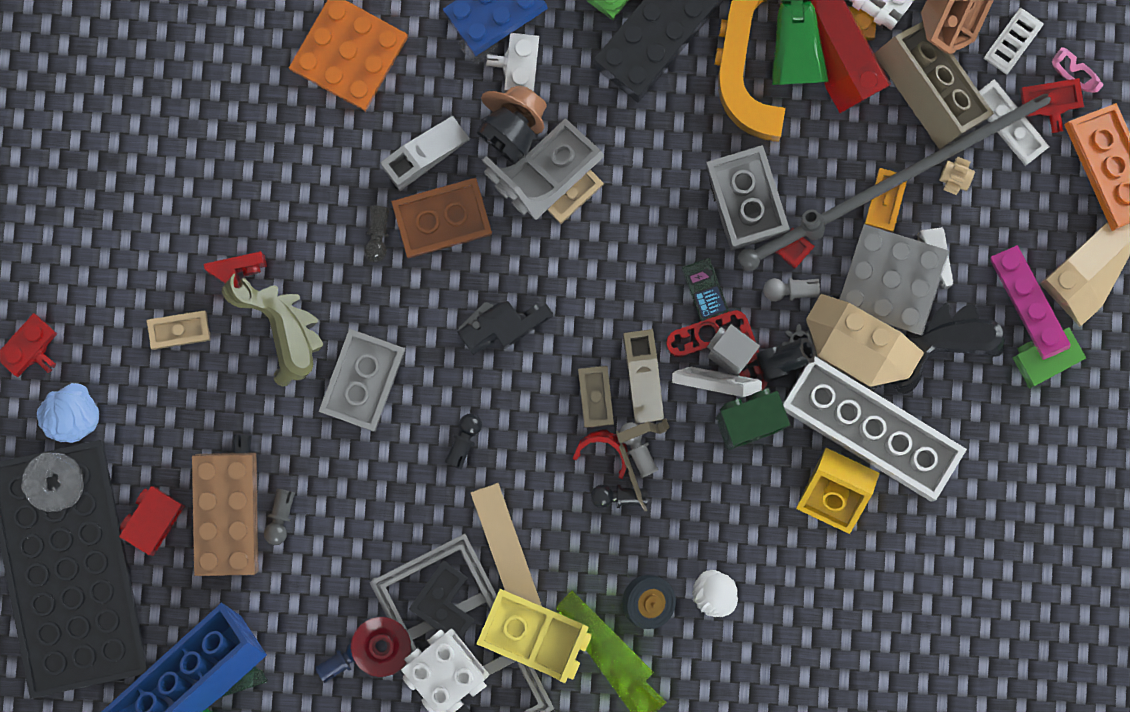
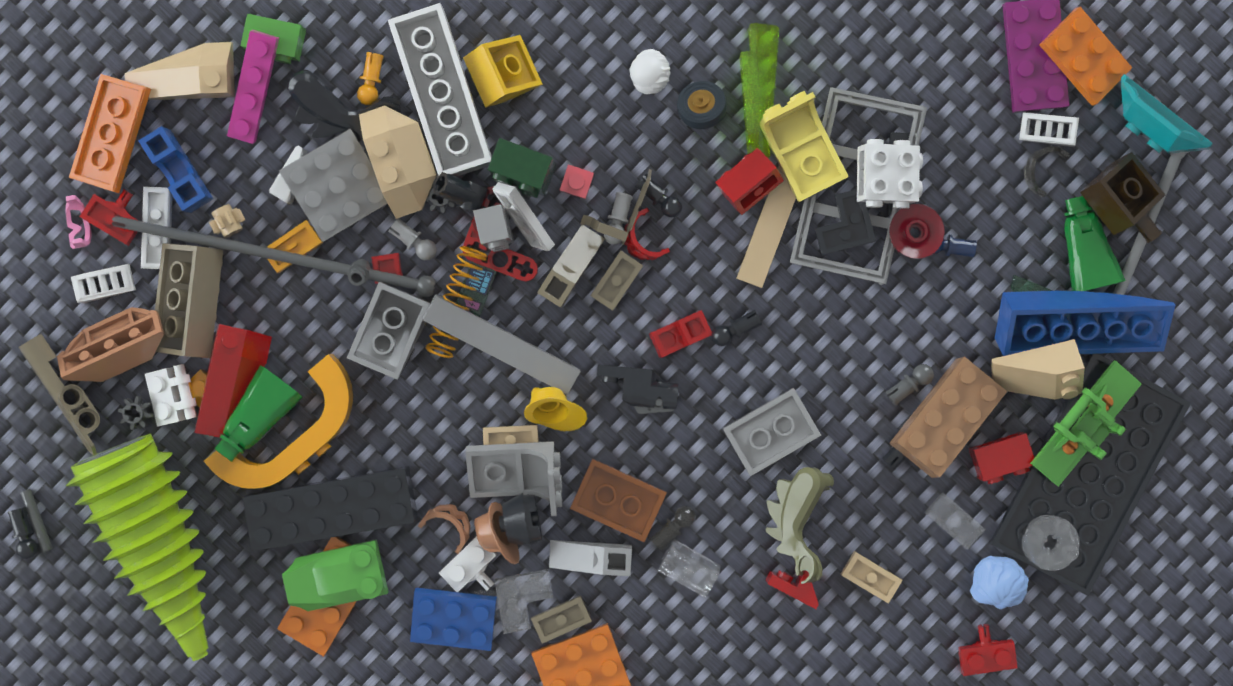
camera: 140 degrees left, 5 degrees up
(103, 572) = (1091, 429): none -> bright green piece
(147, 434) = (954, 521): none -> clear plate
(178, 616) = (1042, 372): none -> tan slope
(336, 211) = (689, 568): none -> clear hinge
(406, 82) = (561, 619): none -> dark tan plate
(462, 73) = (515, 592): none -> clear plate
(505, 398) = (680, 334): none -> red slope
(555, 571) = (749, 181): none -> red brick
(558, 246) = (552, 409): none -> yellow piece
(564, 89) = (453, 517): none -> nougat helmet
(645, 263) = (501, 344): none -> light grey tile
(690, 223) = (483, 256): none -> light orange piece
(698, 451) = (576, 181): none -> coral plate
(933, 378) = (367, 92): none -> light orange pin
(1017, 178) = (171, 159): none -> blue arch

